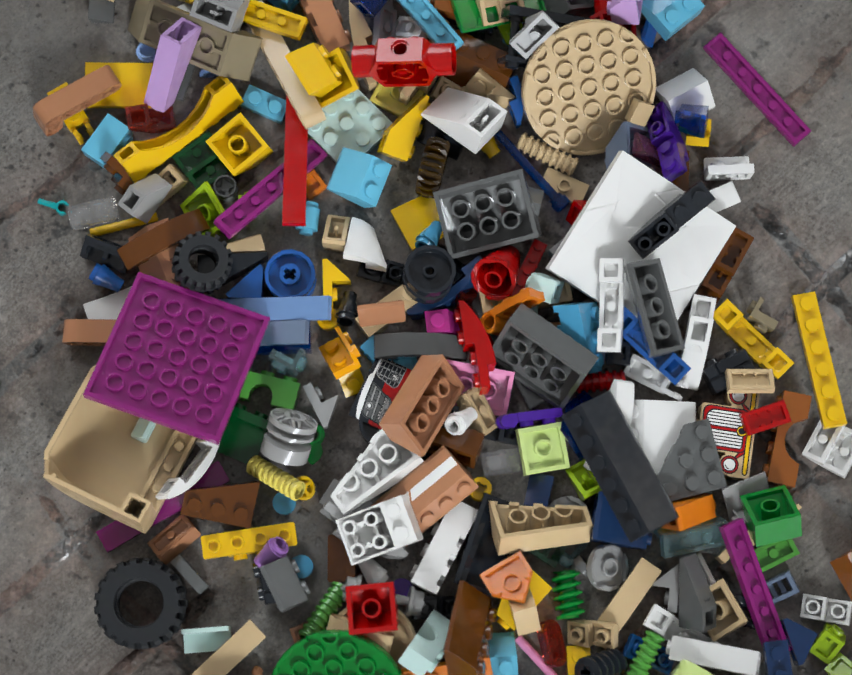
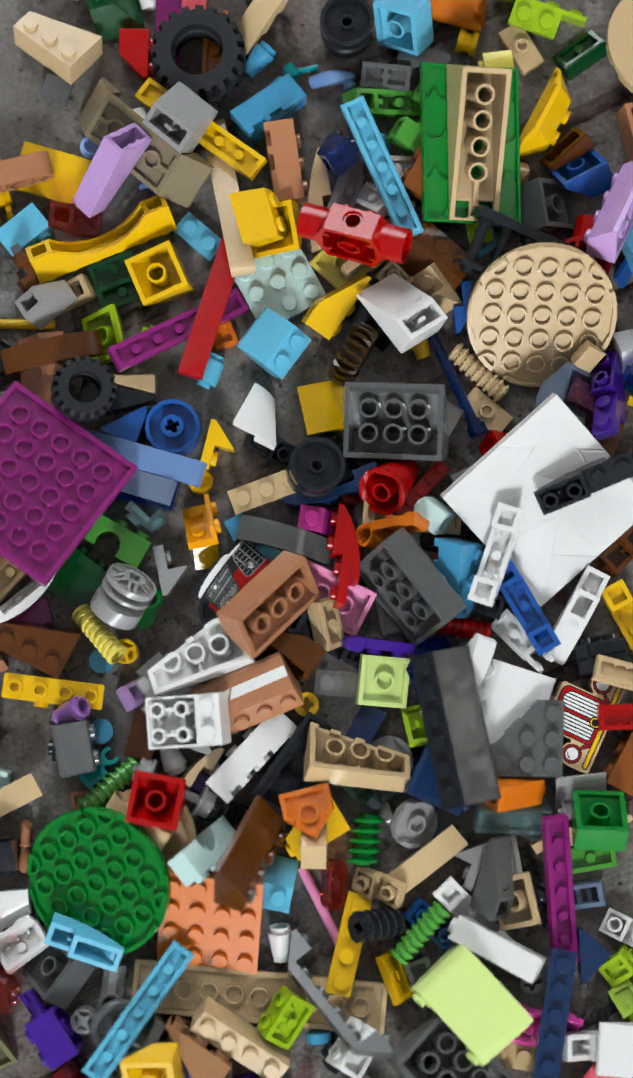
camera: 20 degrees right, 5 degrees up
(225, 183) = (128, 314): dark grey wheel -> none
(305, 609) = (91, 778): none -> teal plate
(320, 527) = (130, 696): none -> lavender slope
(335, 233) = (233, 393): tan slope -> none
(347, 309) = (223, 478): black cone -> none
(381, 313) = (254, 494): nougat slope -> none
(404, 568) = (205, 763): none -> tan slope
(430, 235) = (329, 427): dark azure cone -> none
(459, 421) = (304, 630): white cone -> none
(533, 34) = (498, 244): light grey slope -> none
(654, 307) = (540, 570): dark grey slope -> none

